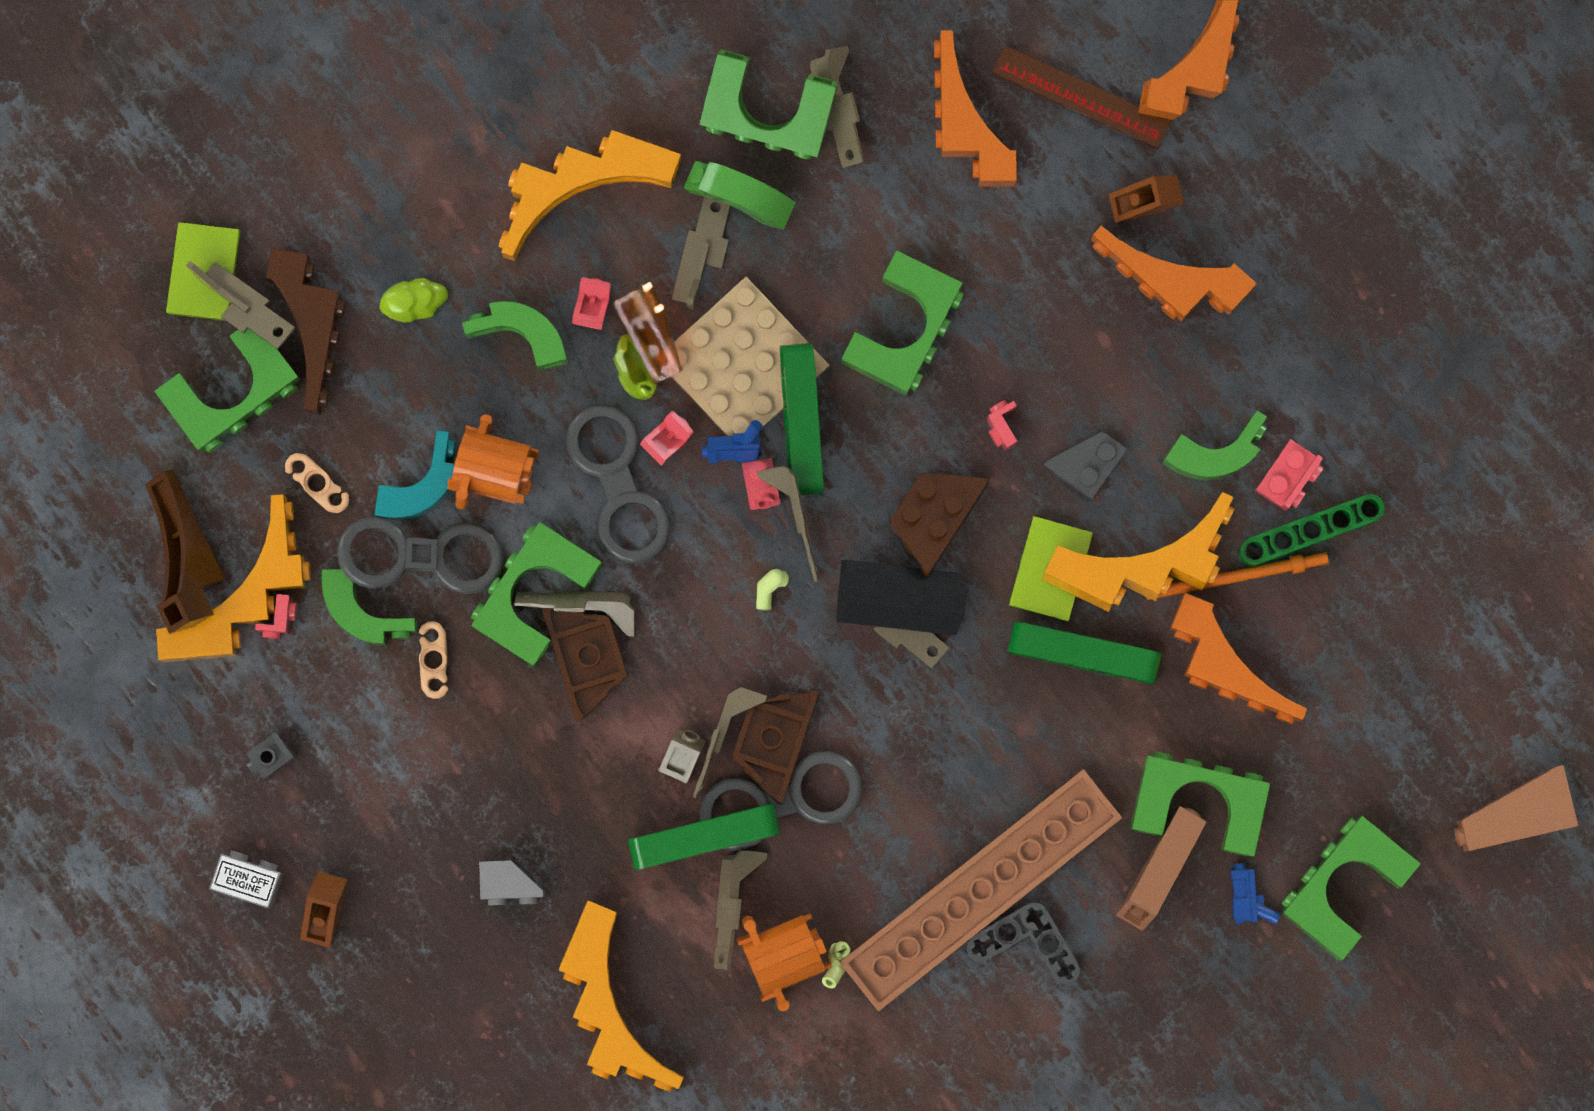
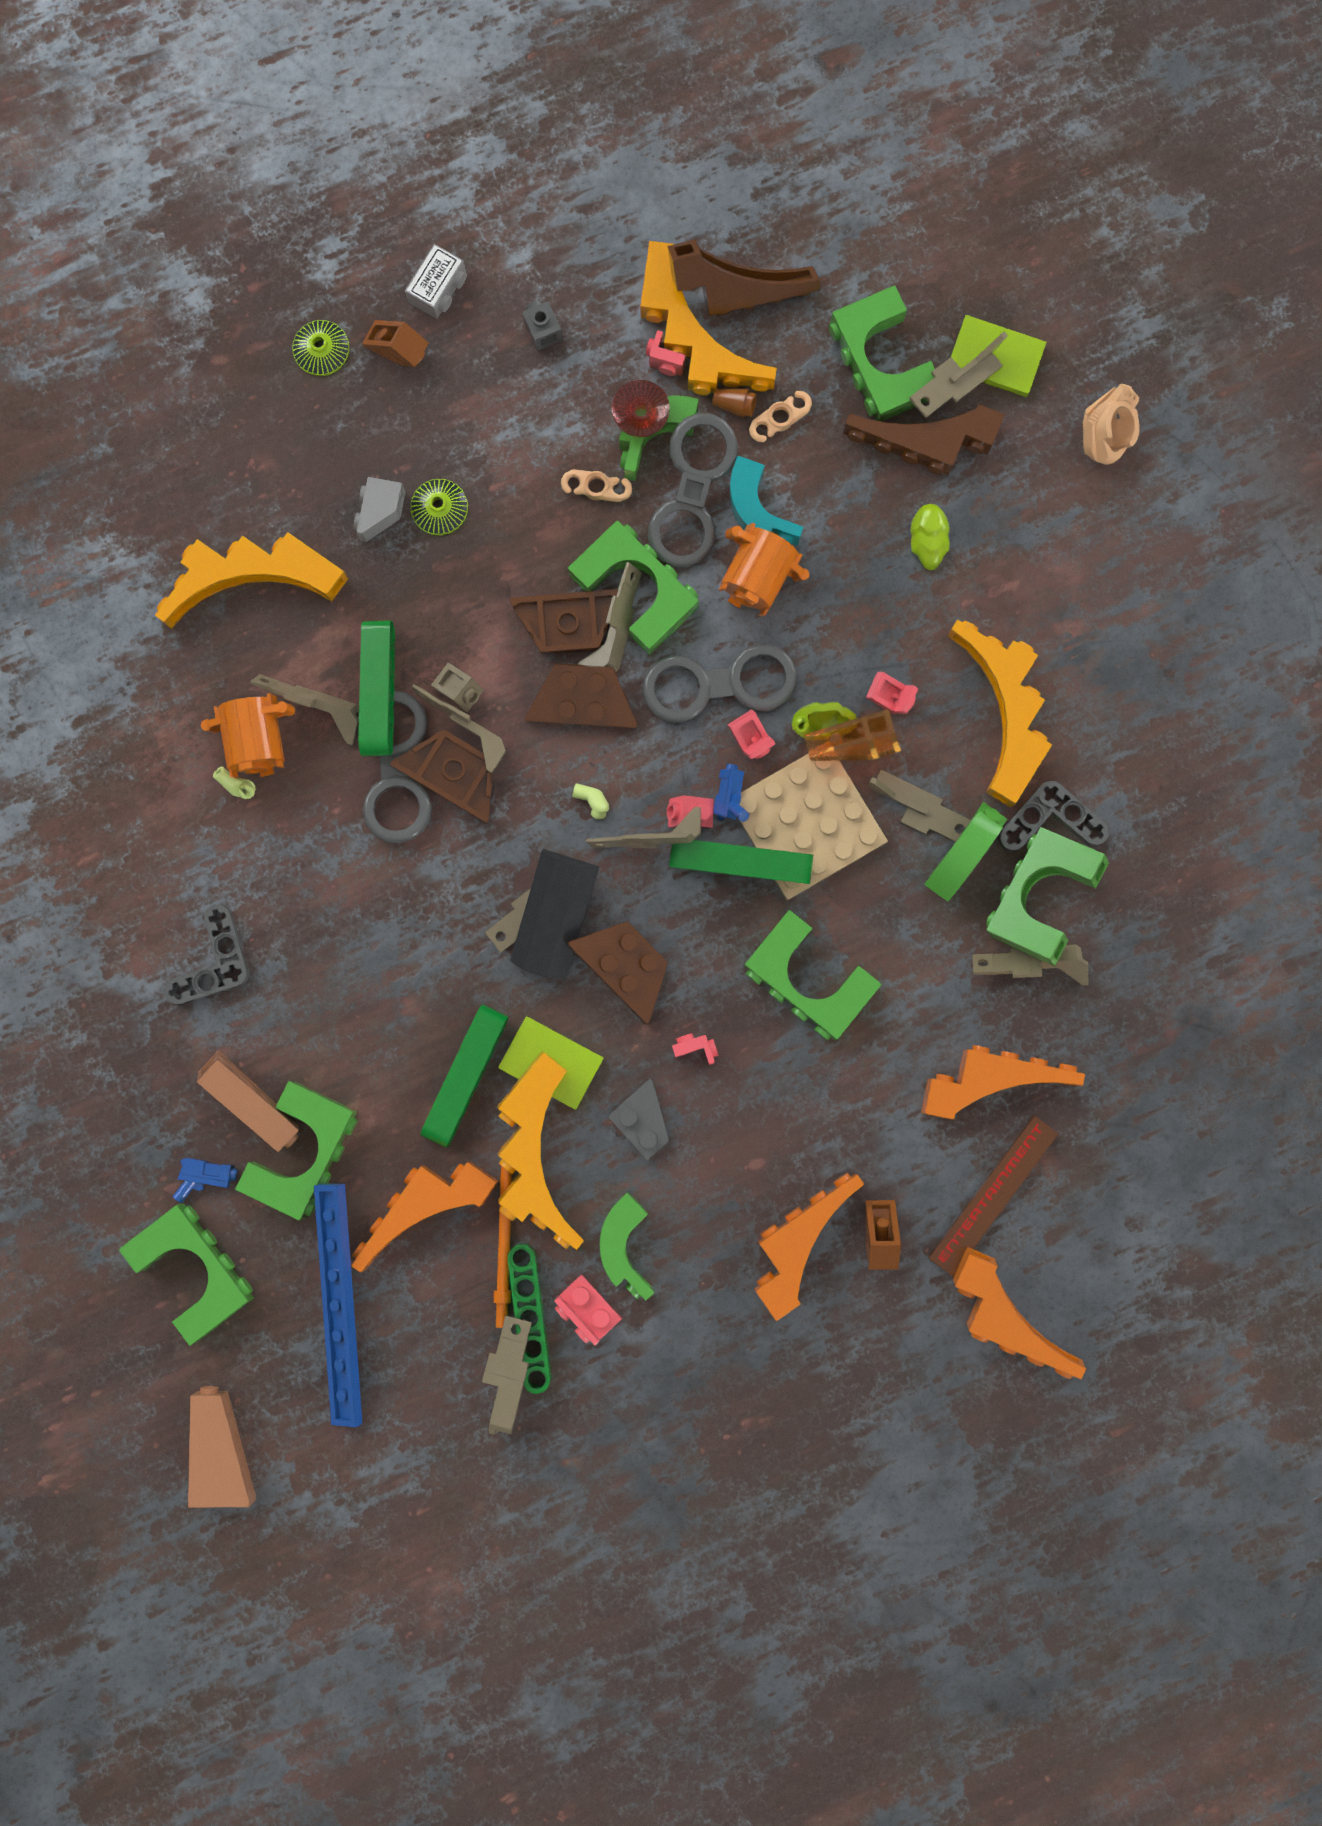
camera: 105 degrees right, 0 degrees up
(269, 138) = (1105, 435): none -> light nougat helmet
(311, 533) = (737, 401): none -> dark orange cone
(333, 620) = (640, 395): none -> clear red dish
(359, 991) = (325, 359): none -> dish
(507, 824) = (443, 519): none -> dish
(525, 321) = (869, 643): bright green arch -> none
(665, 622) = (582, 697): none -> reddish brown wing
(676, 122) = (1047, 808): none -> dark grey beam
(980, 890) = (270, 930): nougat plate -> none
(1343, 724) = (338, 1305): none -> blue plate
(1370, 537) = (507, 1372): none -> dark tan piece

